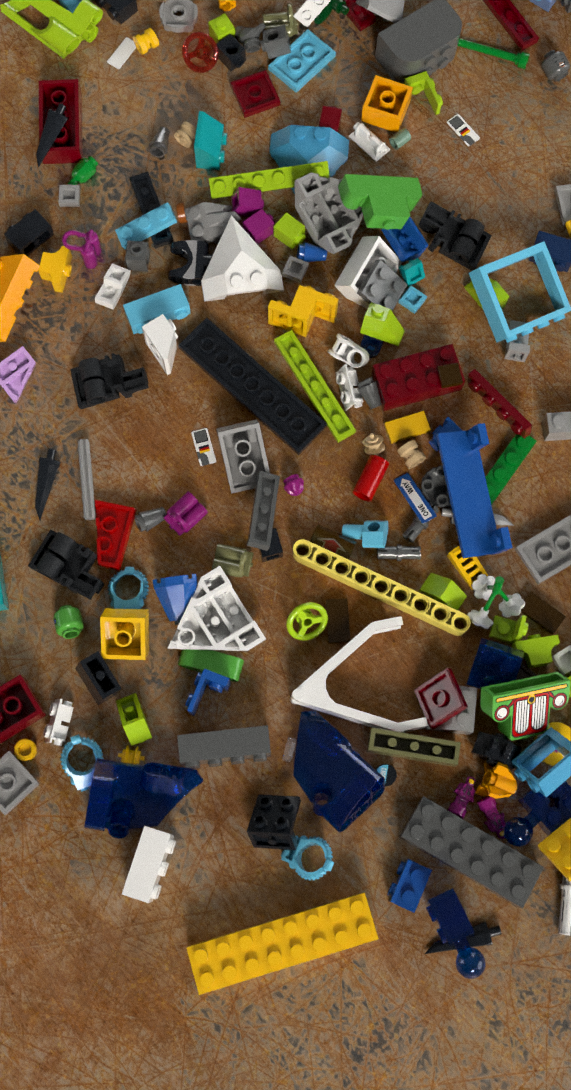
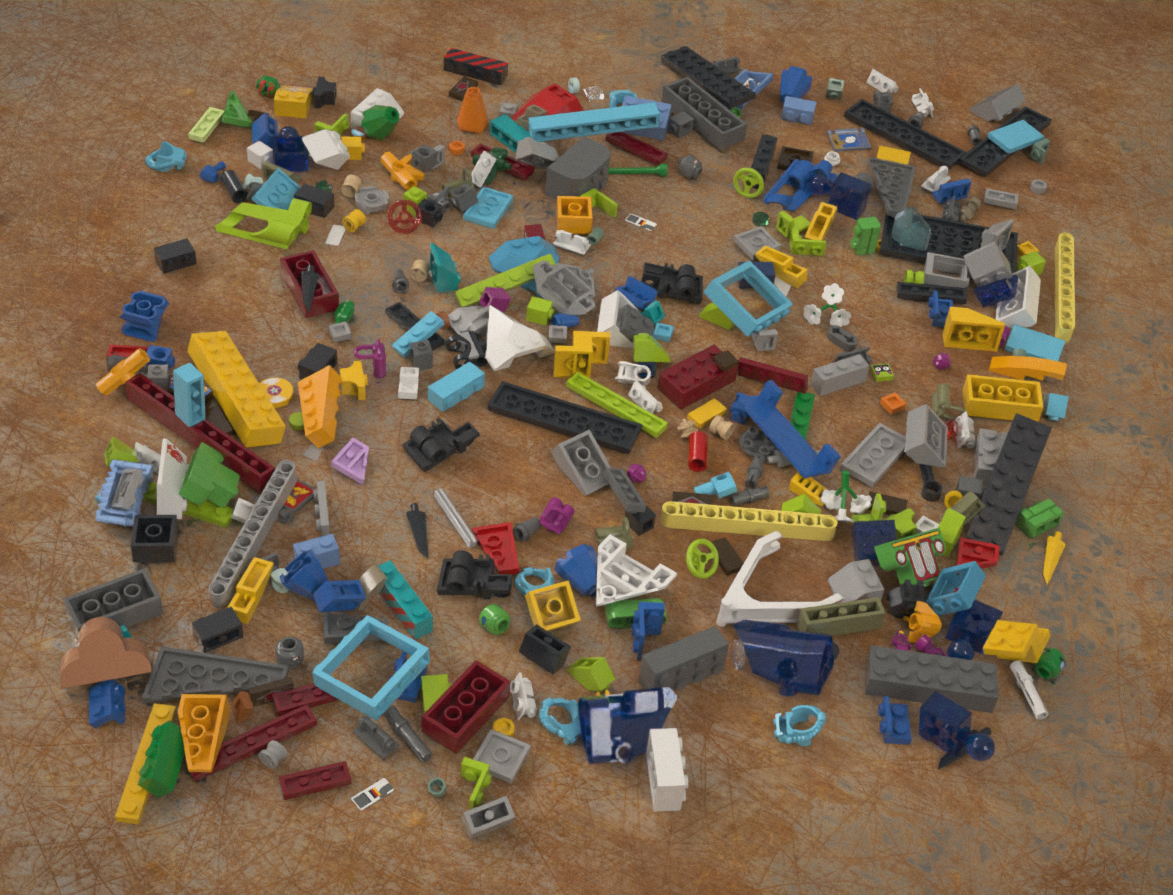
camera: 25 degrees left, 30 degrees down
(161, 340) = (474, 403): white slope -> none
(203, 447) = (544, 471): sticker -> none
(255, 93) = (461, 235): dark red tile -> none
(259, 226) = (515, 310): magenta brick -> none
(274, 822) = (758, 709): black bracket -> none
(281, 943) = (812, 796): yellow brick -> none
(369, 391) = (665, 396): dark grey cone -> none
(383, 199) = (606, 269): bright green brick -> none
(415, 498) = (741, 455): sticker -> none
(440, 698) = (843, 576): tile -> none

